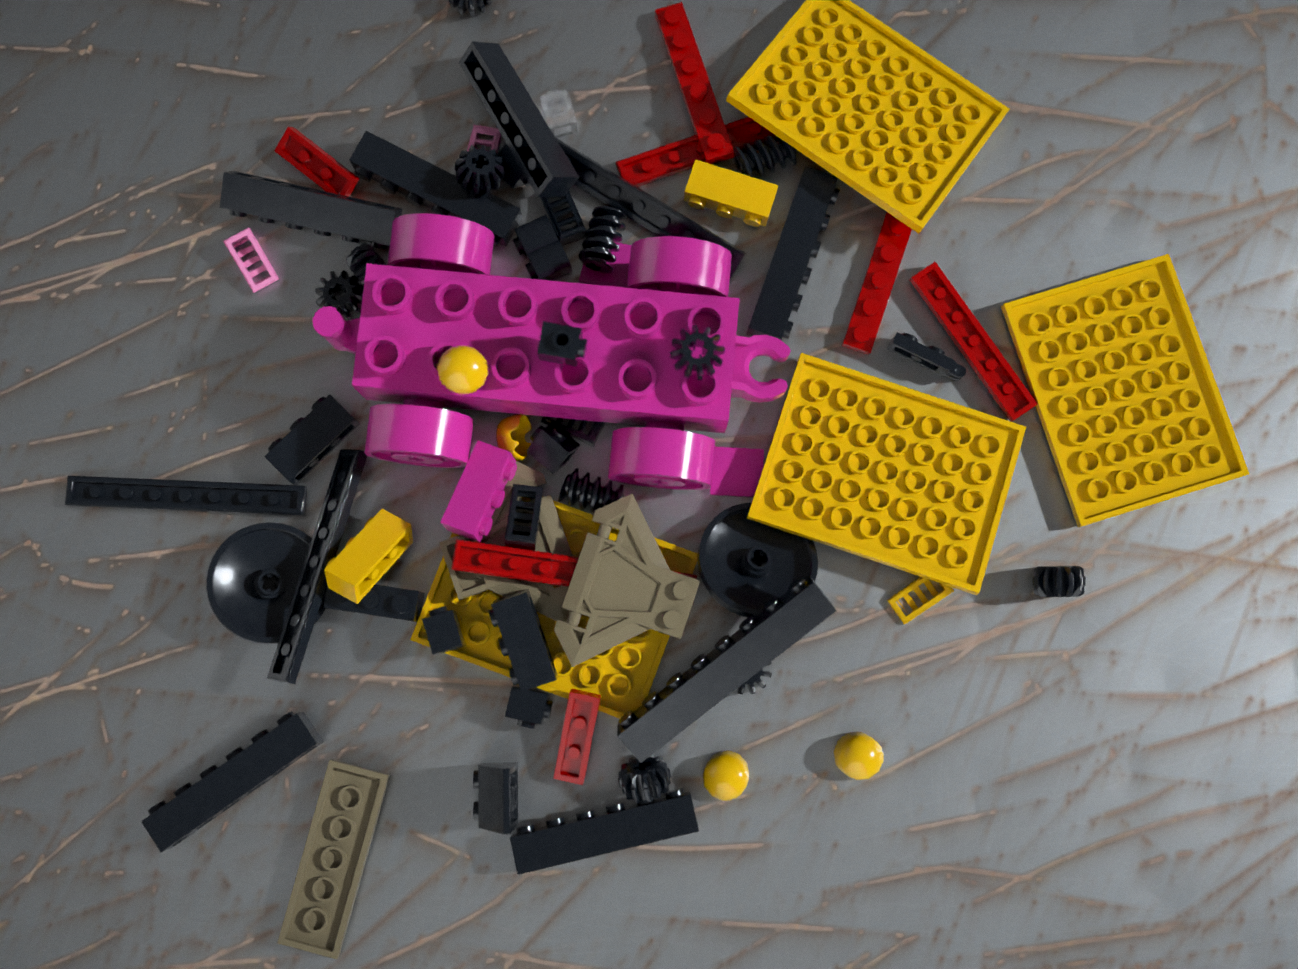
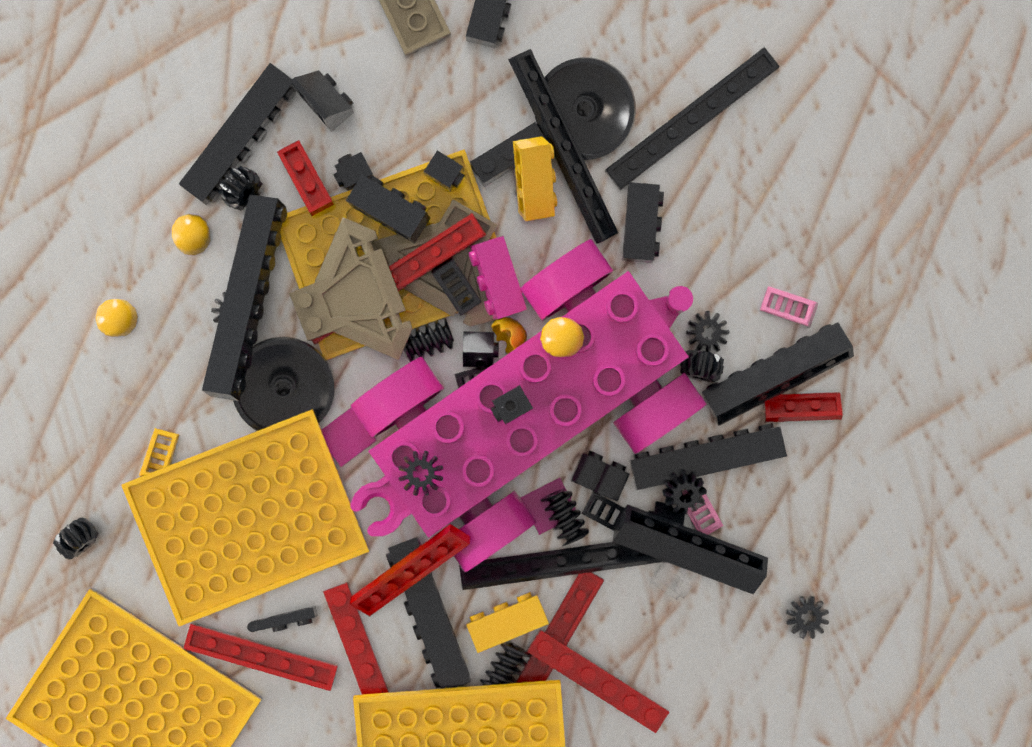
camera: 145 degrees right, 5 degrees up
(777, 295) = (410, 570): none -> red plate

